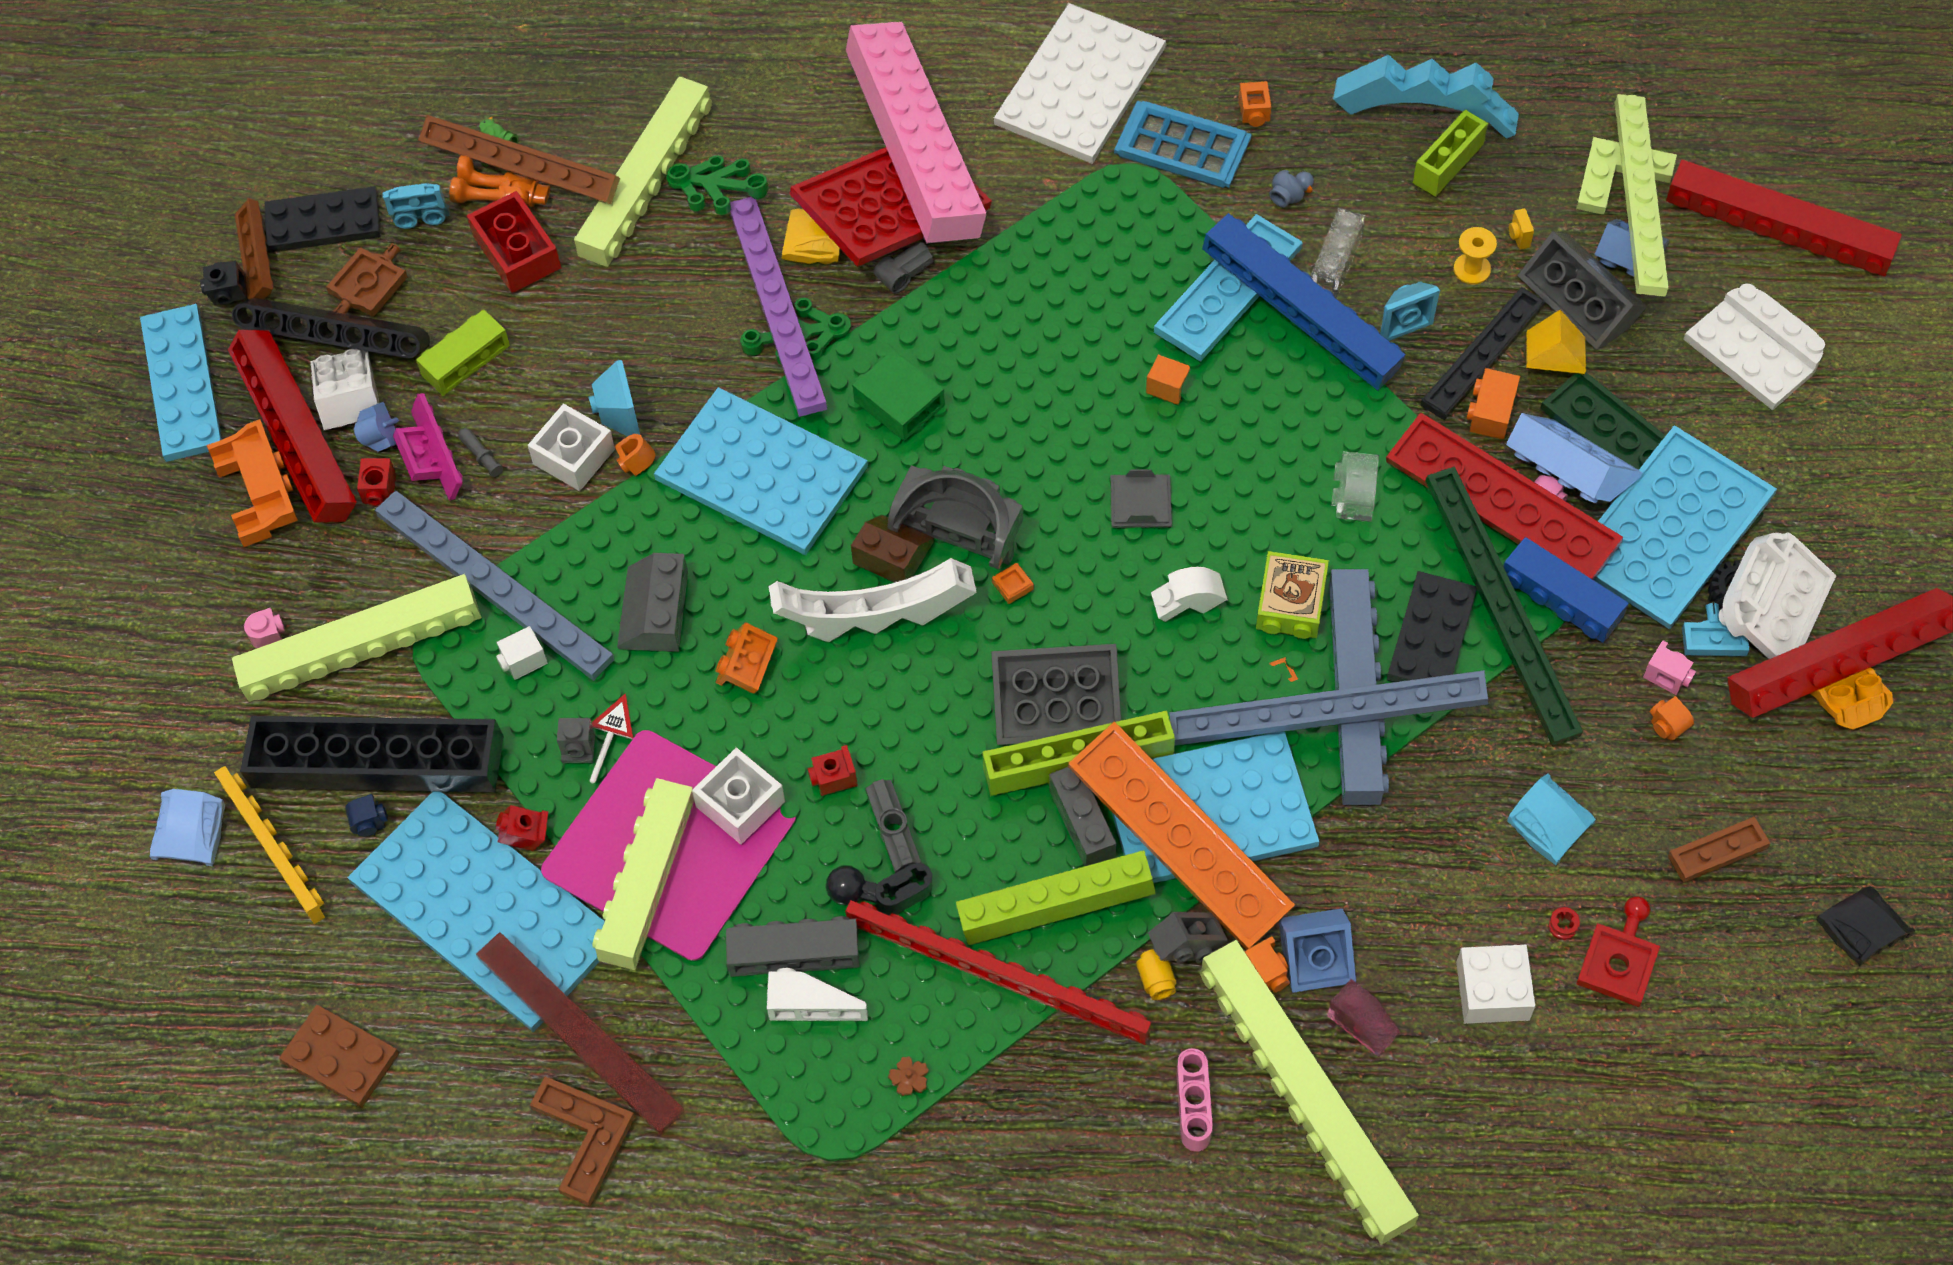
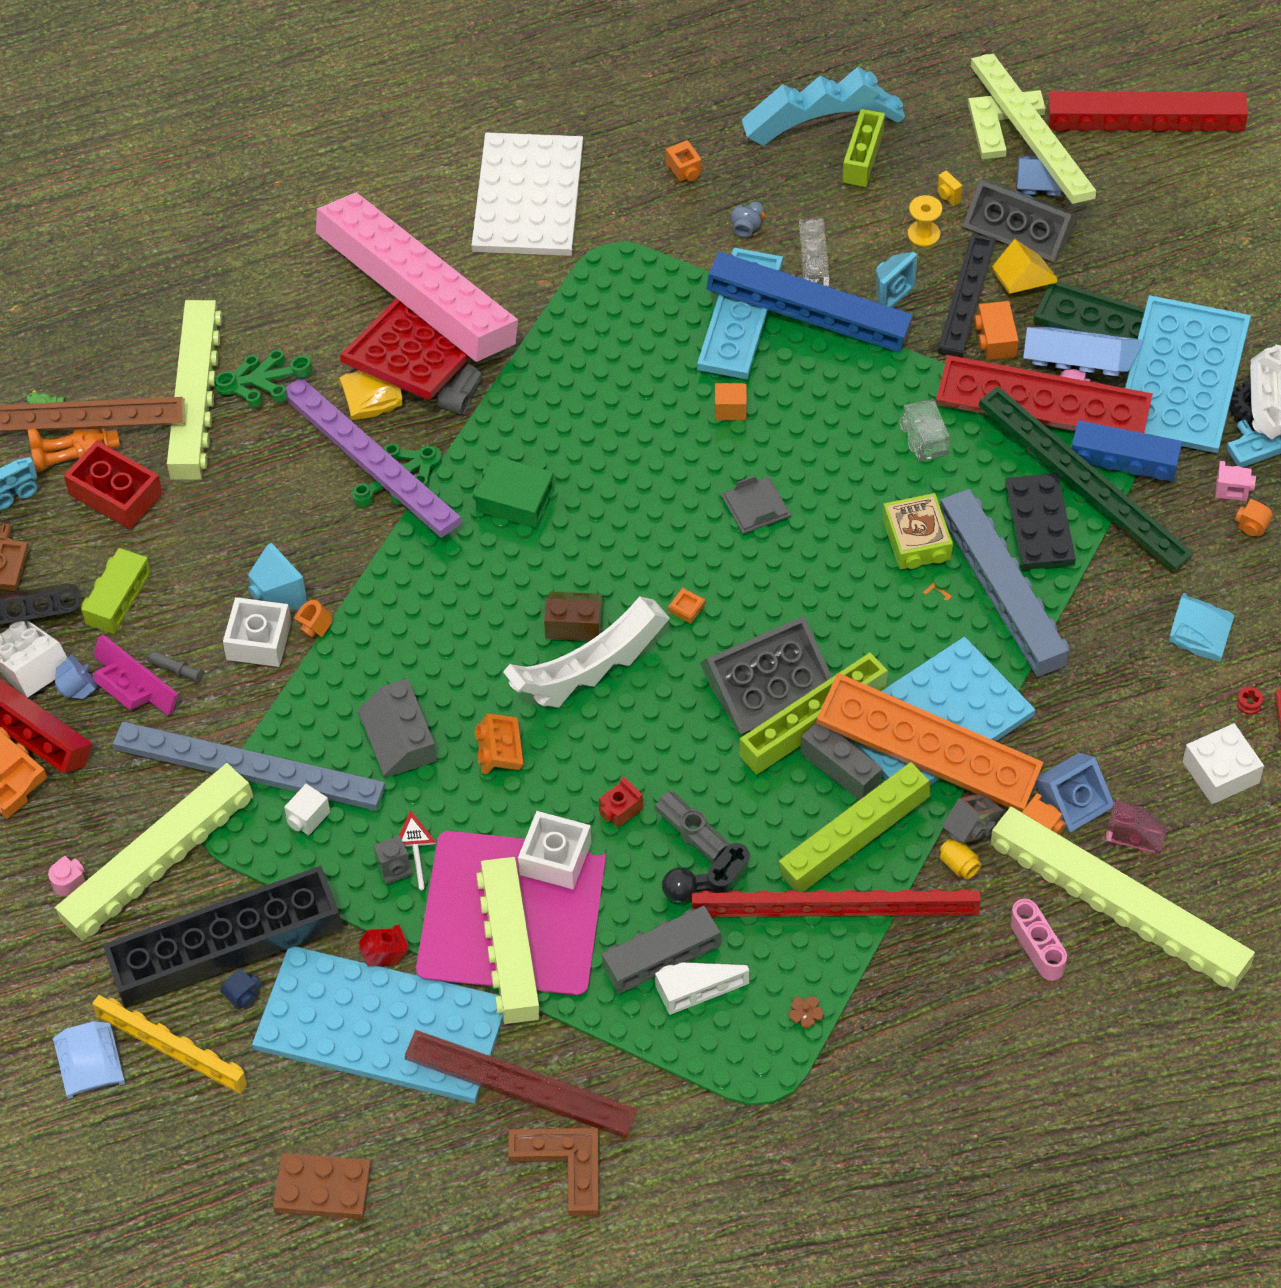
camera: 25 degrees left, 5 degrees down
(374, 471) = (98, 712): red brick -> none
(761, 470) = (429, 593): medium azure plate -> none
(962, 512) = (620, 562): dark grey piece -> none
(1183, 144) = (639, 214): dark azure piece -> none
(1189, 587) = (835, 555): white brick -> none
(1329, 708) = (997, 602): sand blue plate -> none
(1758, 344) = (1176, 214): white plate -> none

